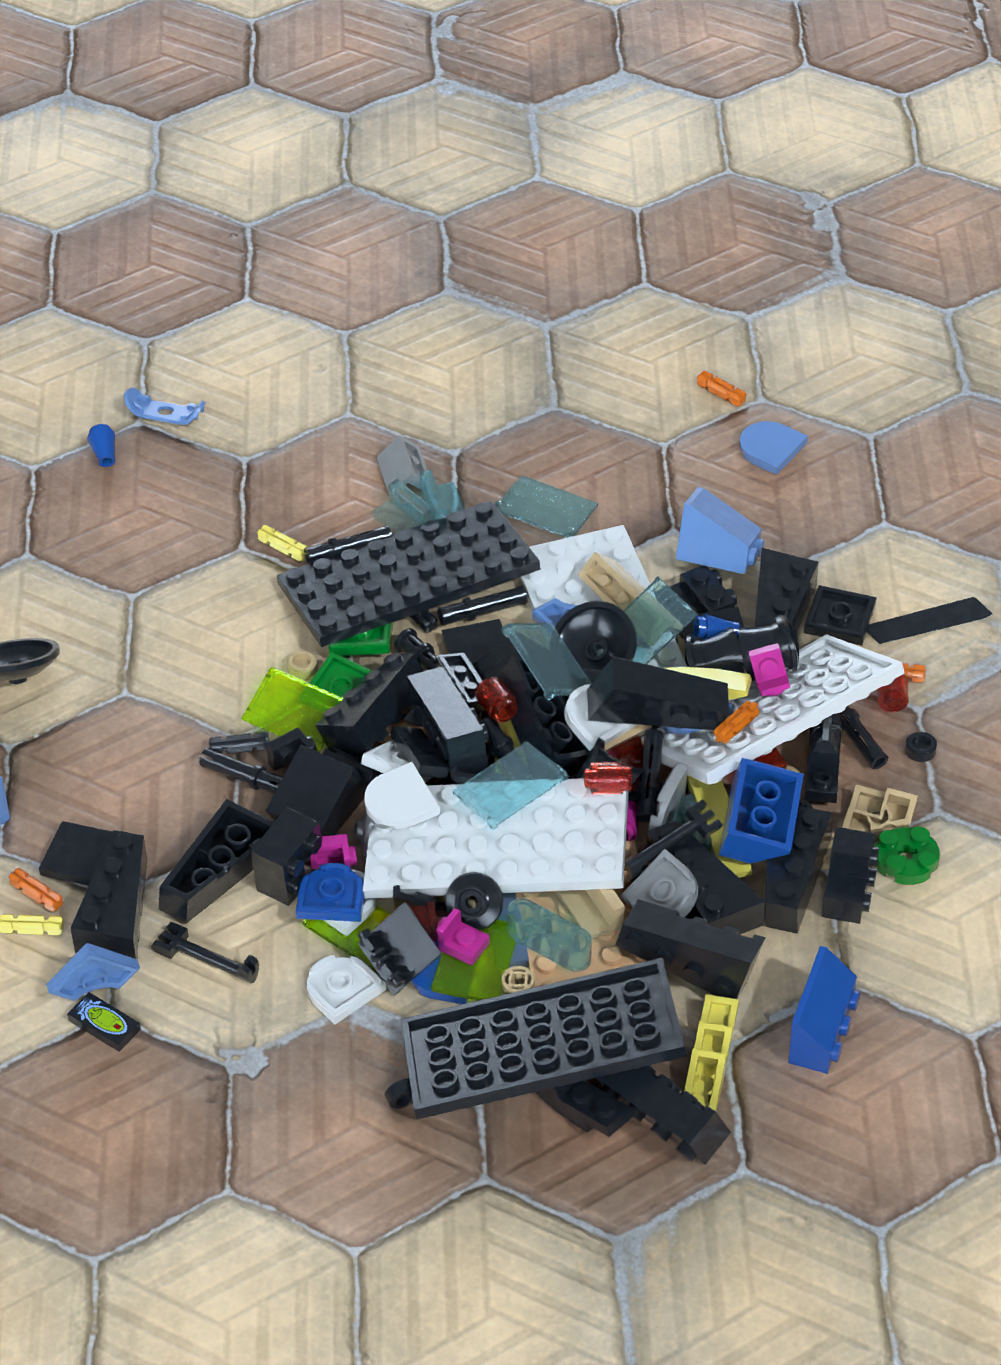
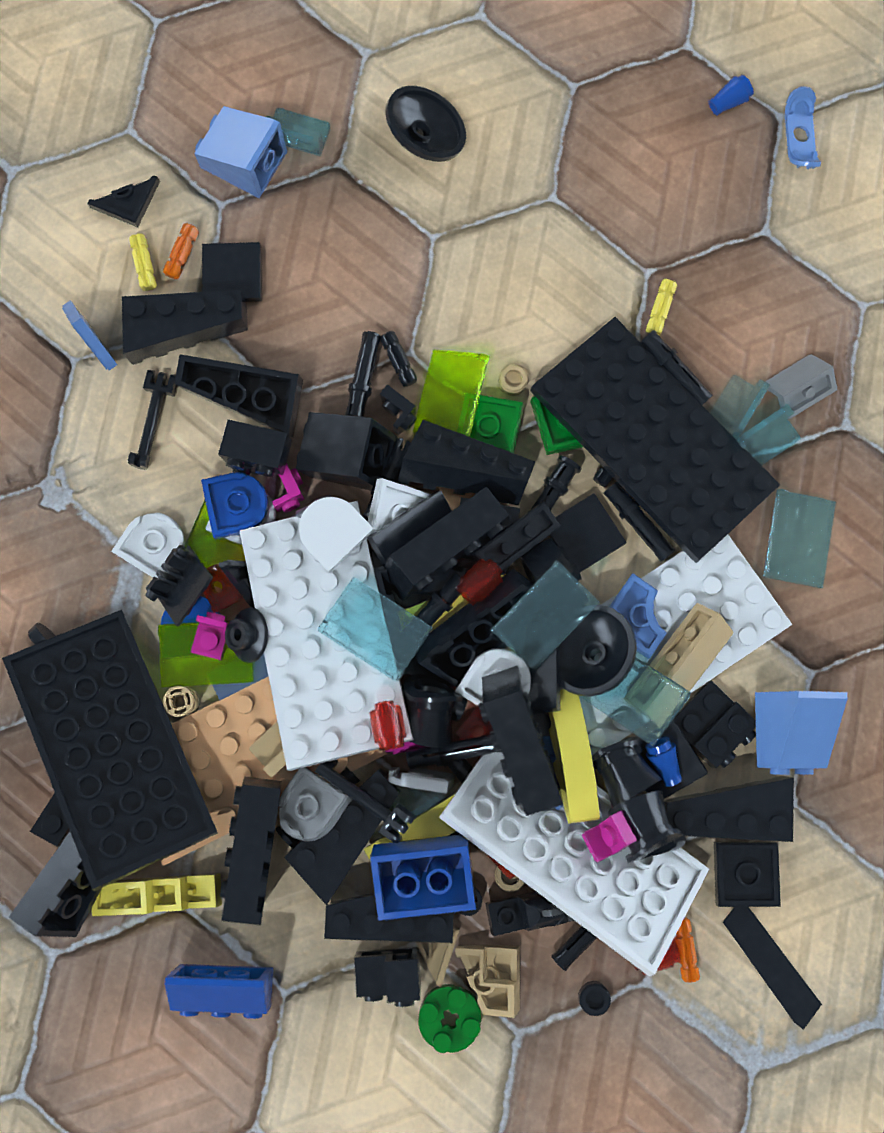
camera: 70 degrees right, 35 degrees up
(104, 1021) = (58, 361): tile -> none
(549, 934) = (221, 726): clear light blue beam -> none
(736, 722) = (532, 823): orange axle -> none

